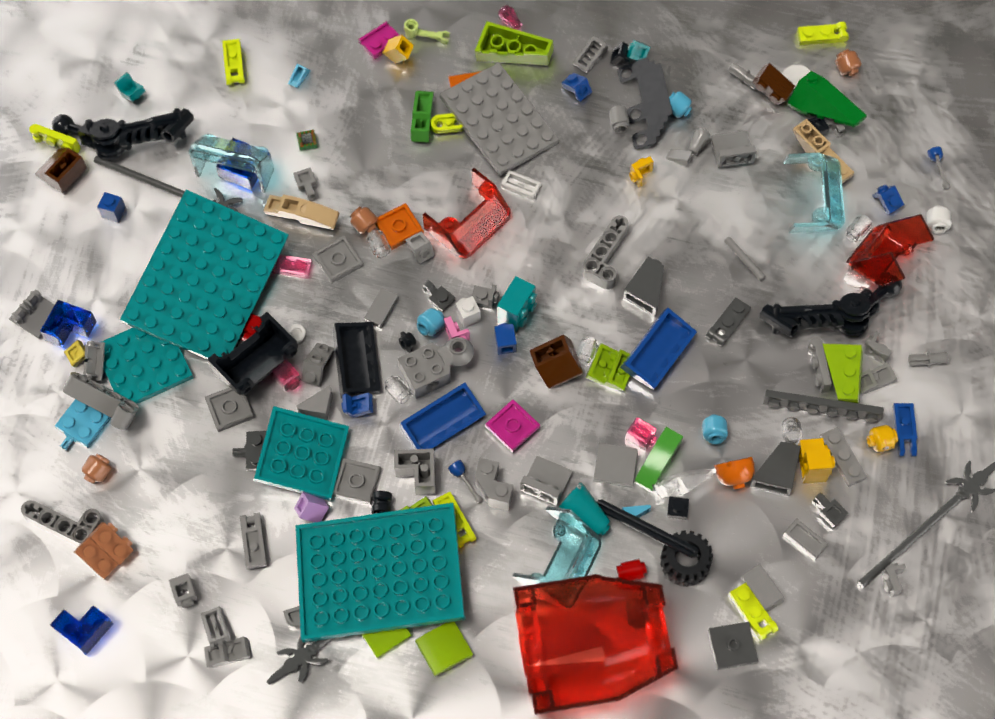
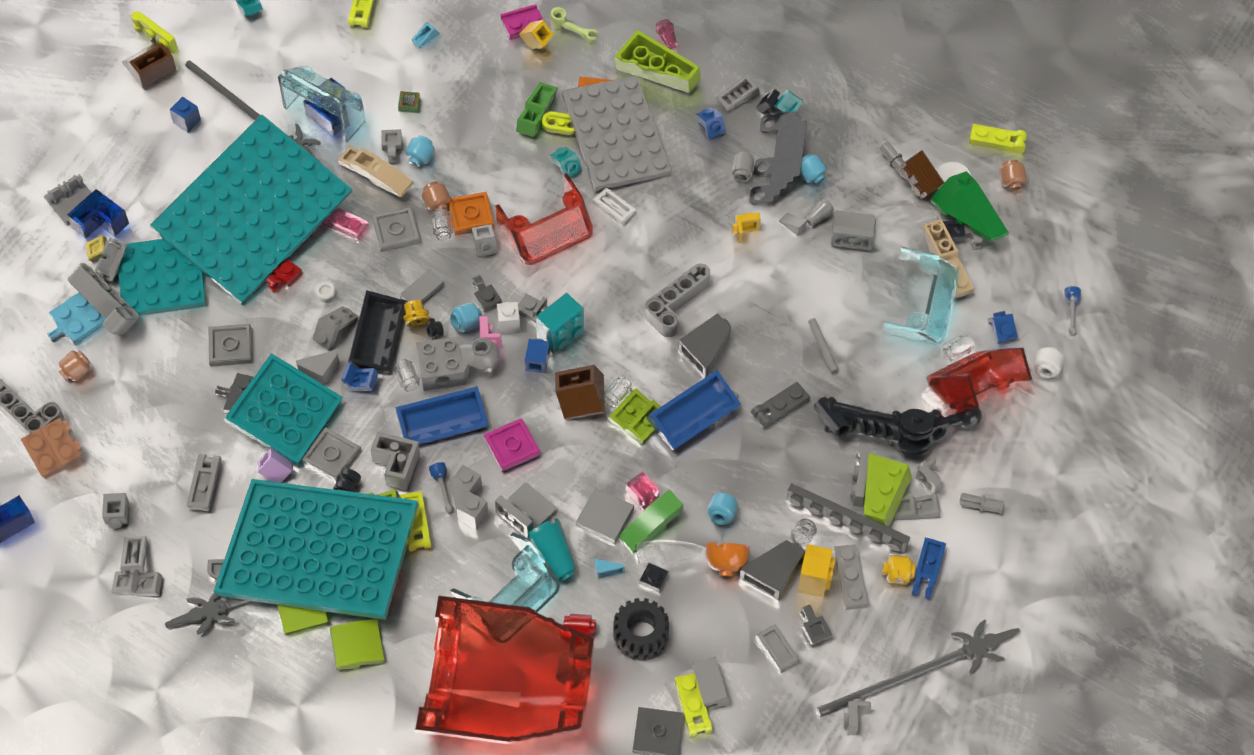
camera: 15 degrees right, 5 degrees down
(113, 137) = (211, 46): black piece -> none
(255, 356) = (272, 300): black windscreen -> none
(286, 376) = (298, 328): clear pink brick -> none
(334, 182) = (419, 150): none -> medium azure head
(390, 330) = (413, 310): none -> yellow piece
(466, 155) = (566, 161): none -> teal bracket
(648, 529) = (609, 586): black axle -> none

